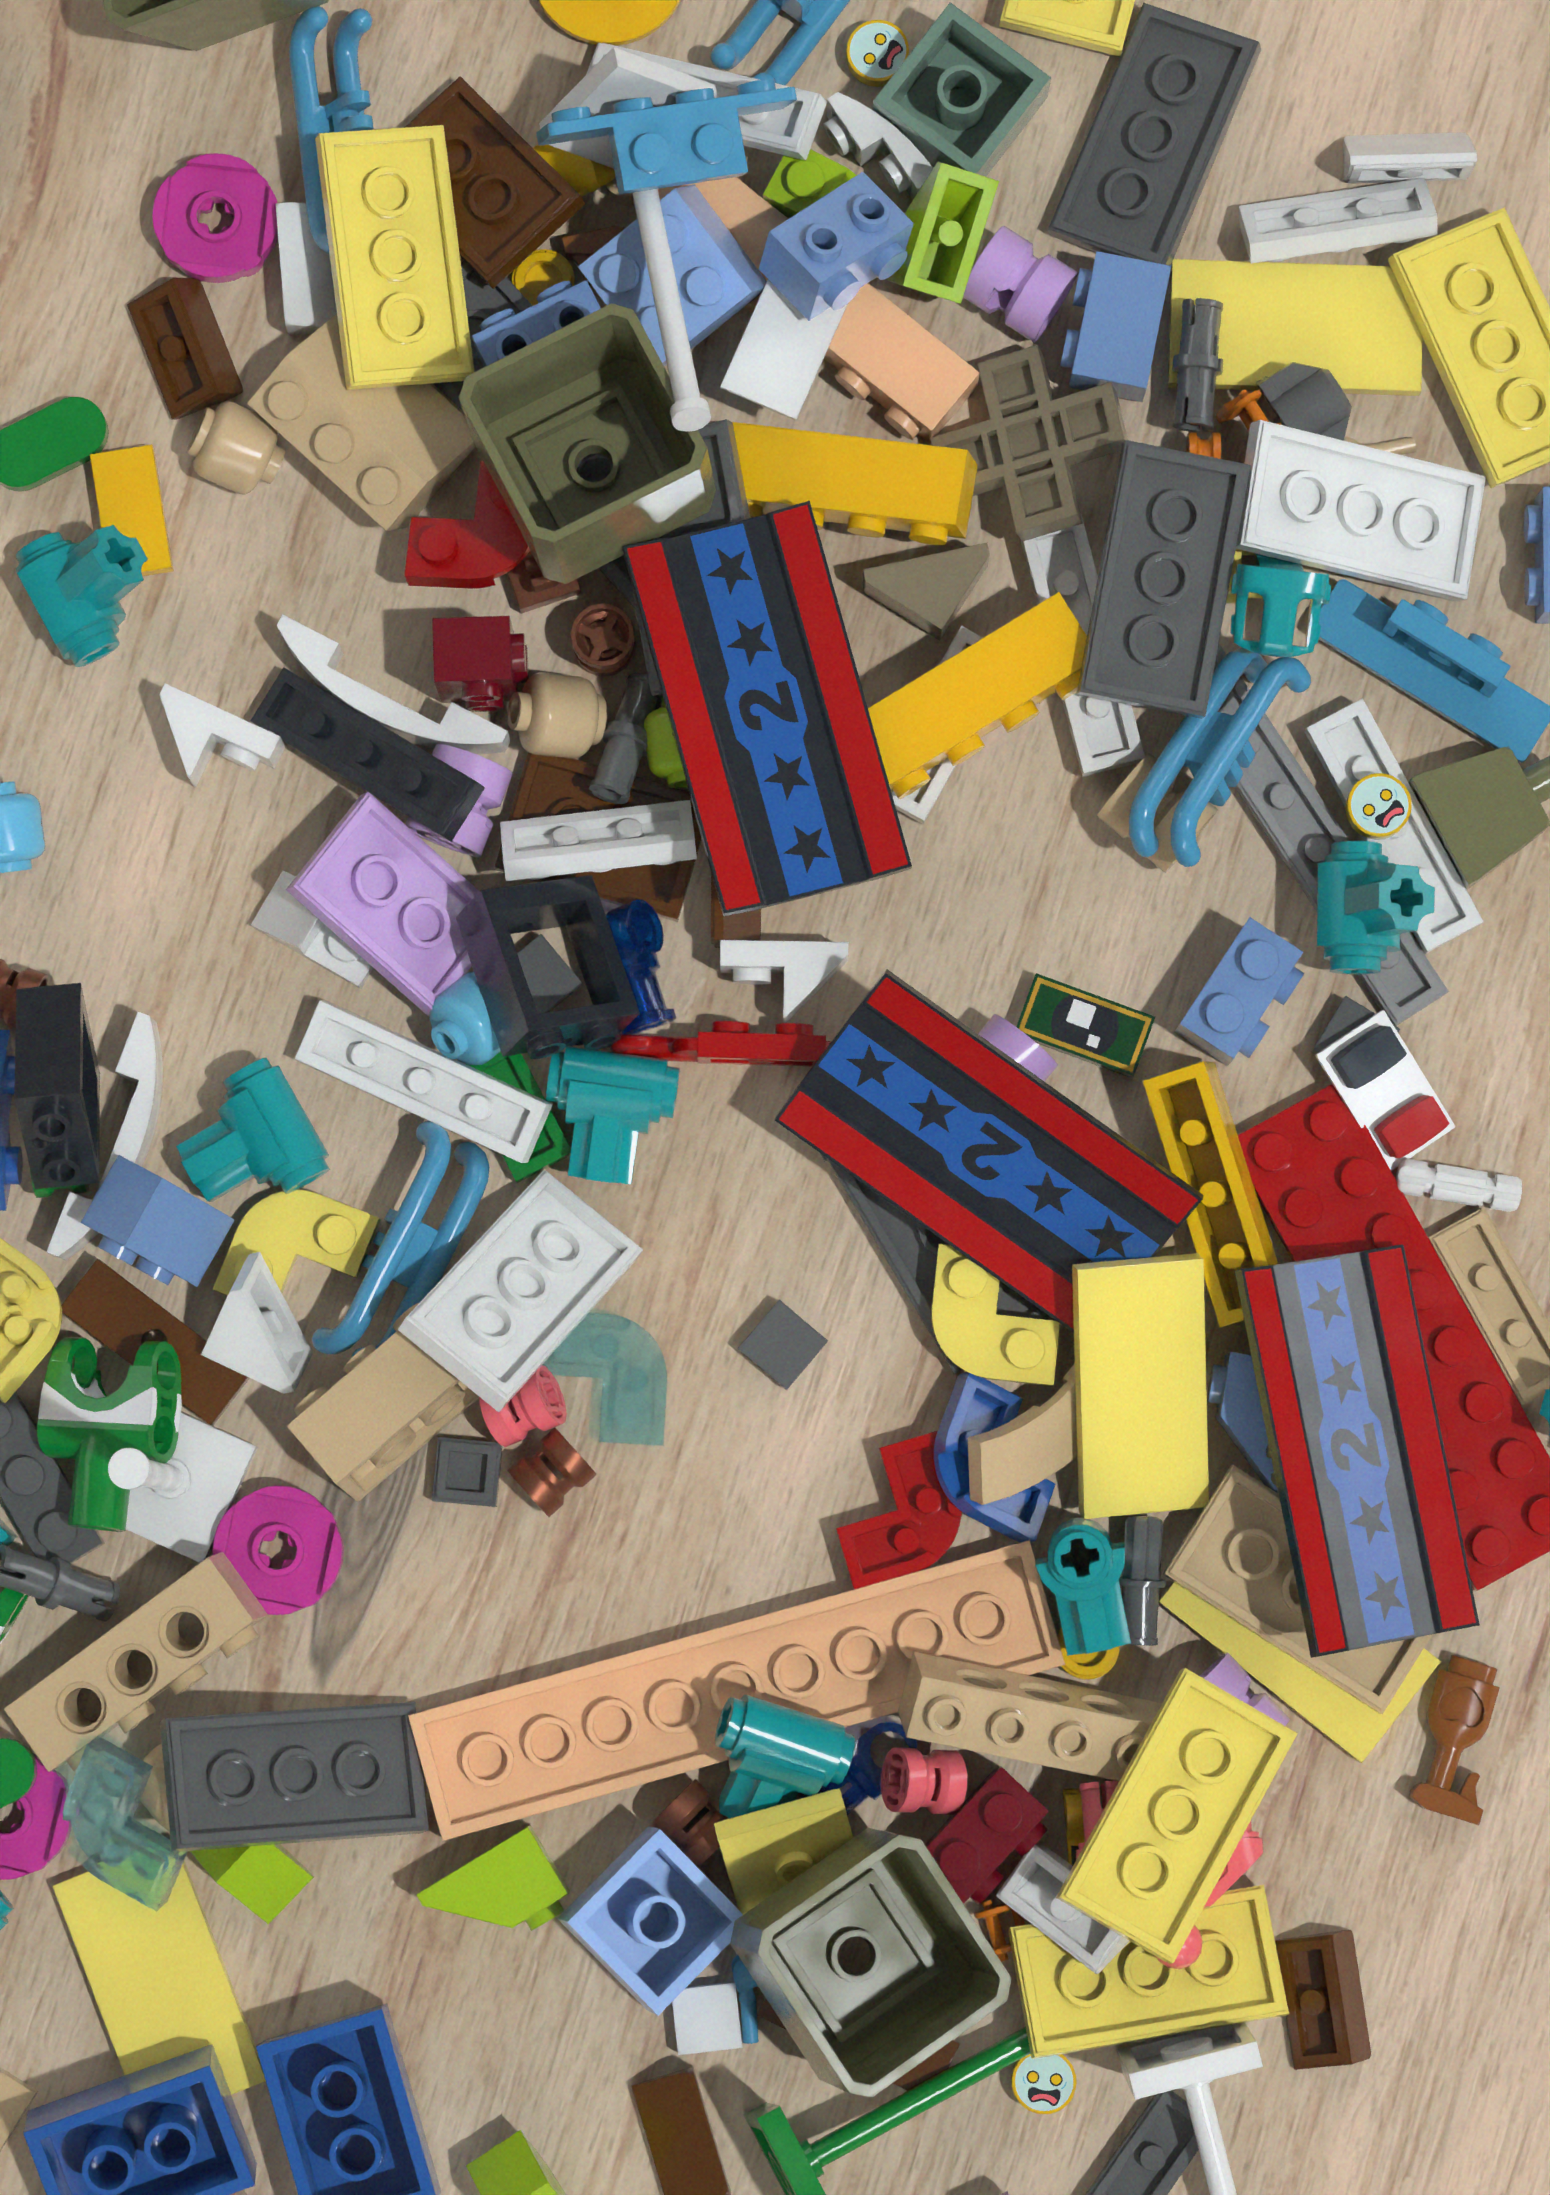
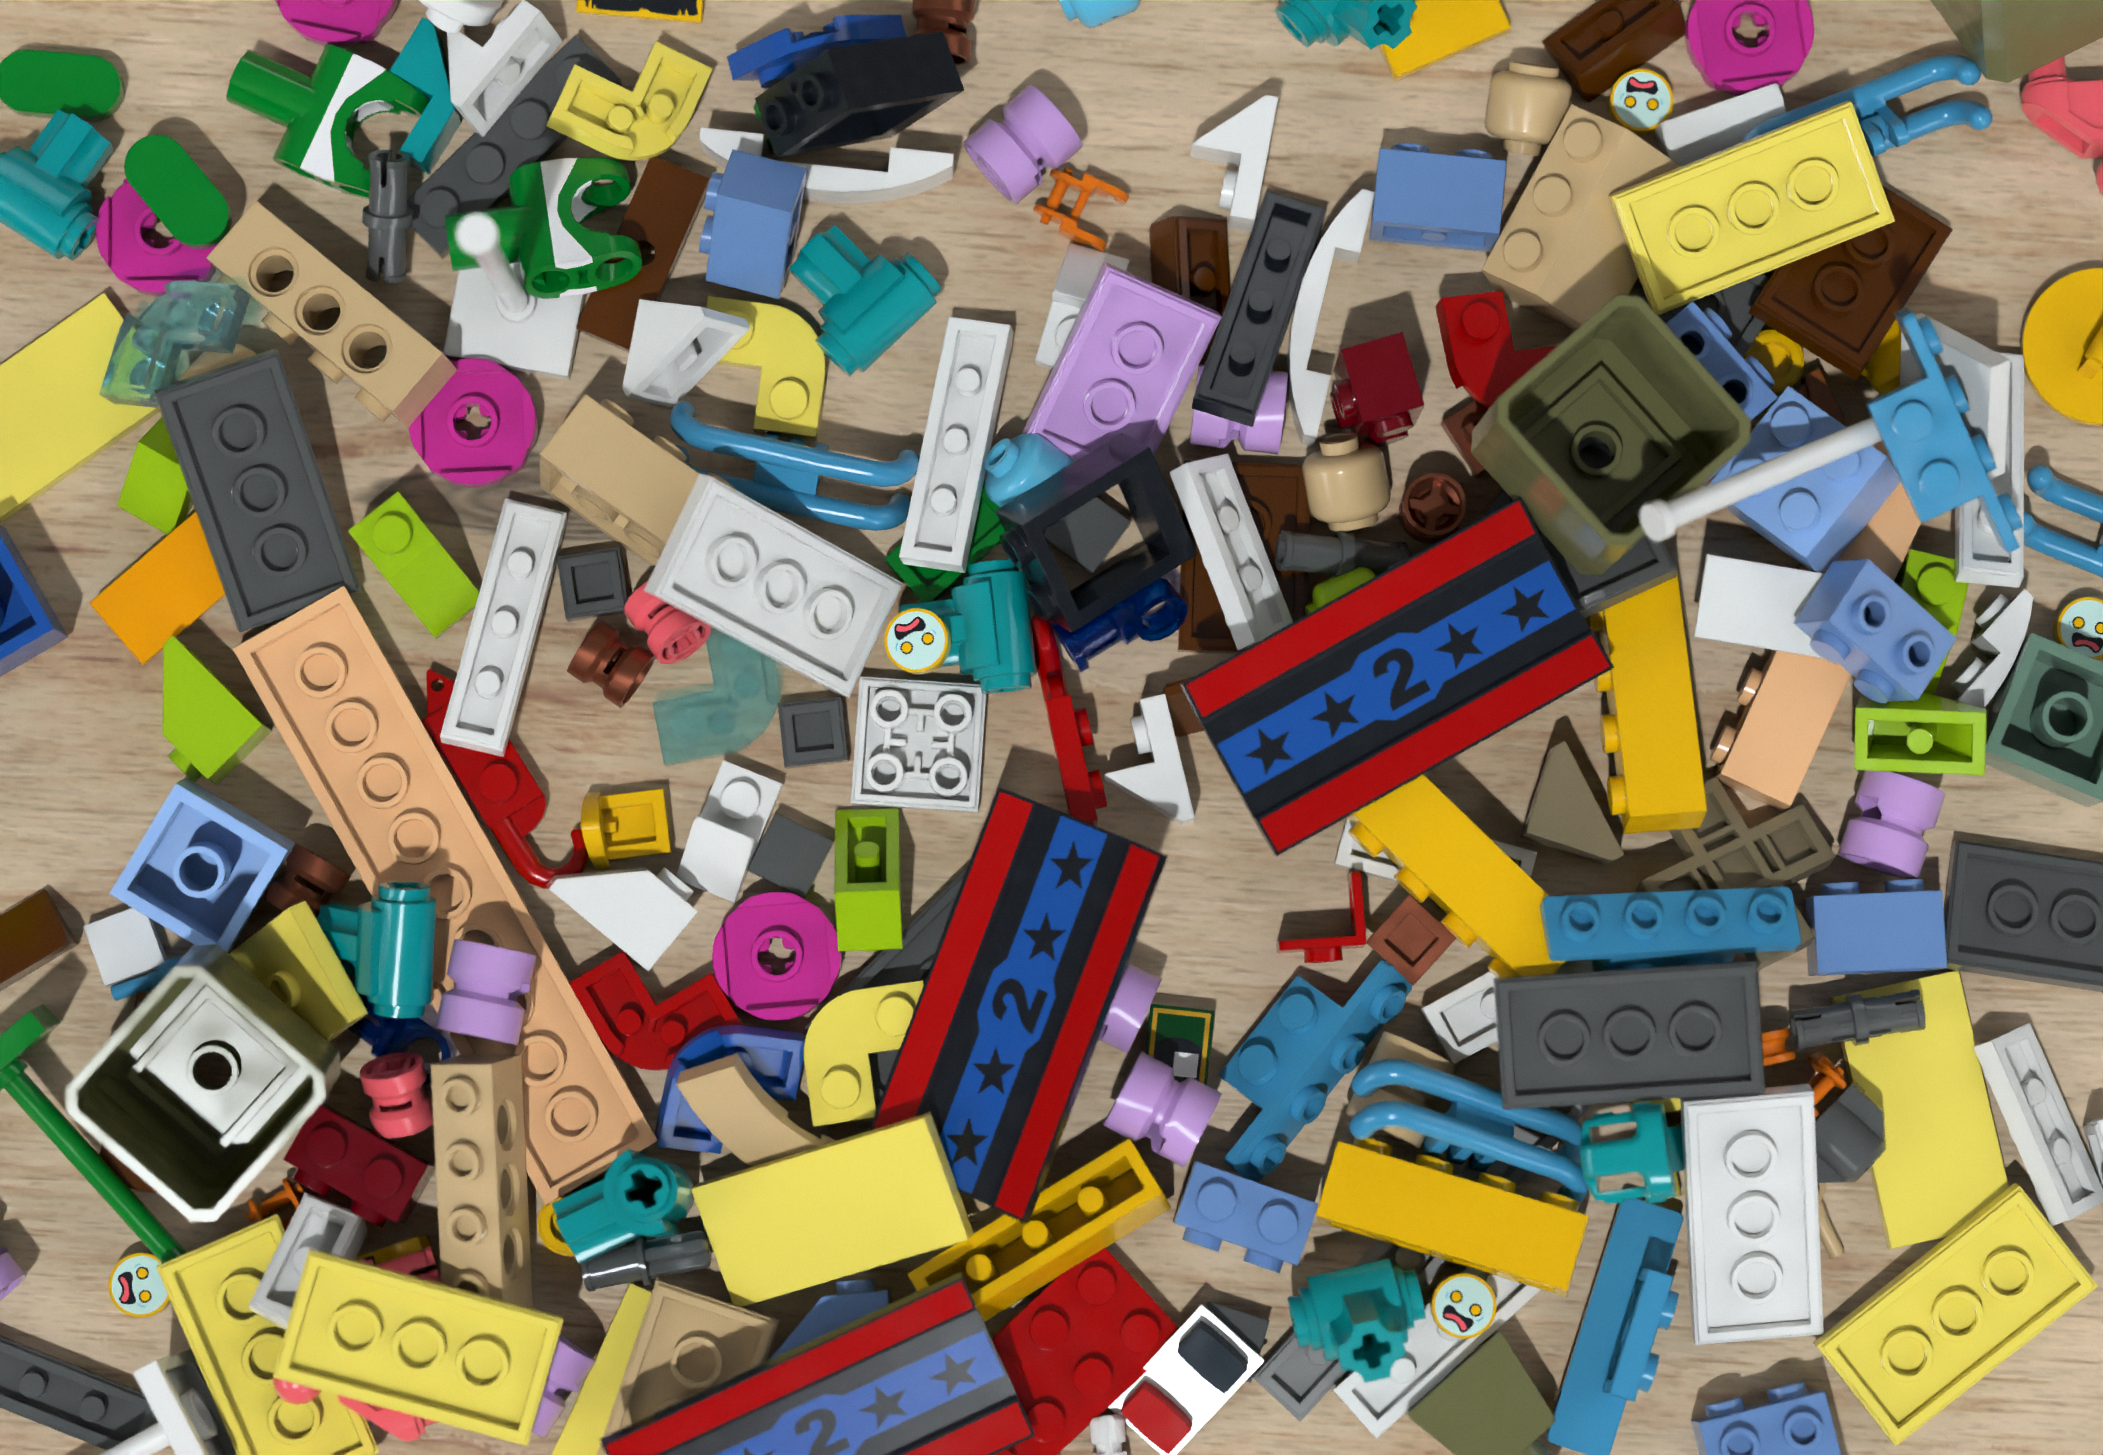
camera: 75 degrees right, 0 degrees up
(142, 940) = (1023, 144): none -> lavender wheel
(233, 920) = (1087, 188): none -> orange piece
(257, 340) = (1640, 101): none -> tile
(300, 810) = (1192, 259): none -> reddish brown slope
(303, 555) = (1437, 198): none -> medium blue brick
(367, 1897) = (162, 592): none -> light orange piece
(406, 1639) = (416, 564): none -> lime slope
(489, 1568) = (504, 627): none -> white tile
(610, 1164) = (917, 641): none -> tile
(635, 1614) = (501, 793): none -> red plate
(667, 1293) = (813, 732): none -> dark grey tile
(705, 1193) = (918, 745): none -> white tile
(713, 1498) = (625, 826): none -> yellow tile
(744, 1398) = (728, 831): none -> white slope
(796, 1511) = (630, 907): none -> white slope
(826, 1273) = (868, 880): none -> lime slope
(846, 1669) = (485, 991): none -> lavender wheel
(907, 1358) = (752, 984): none -> dark pink plate
(1004, 847) = (1330, 949): none -> red bracket
(1016, 766) = (1411, 940): none -> copper tile
(1069, 515) = (1669, 926): none -> dark azure bracket
(1101, 903) = (1300, 1058): none -> dark azure bracket
(1121, 1043) = (1162, 1109): none -> lavender wheel
(1293, 792) = (1453, 1217): none -> yellow brick

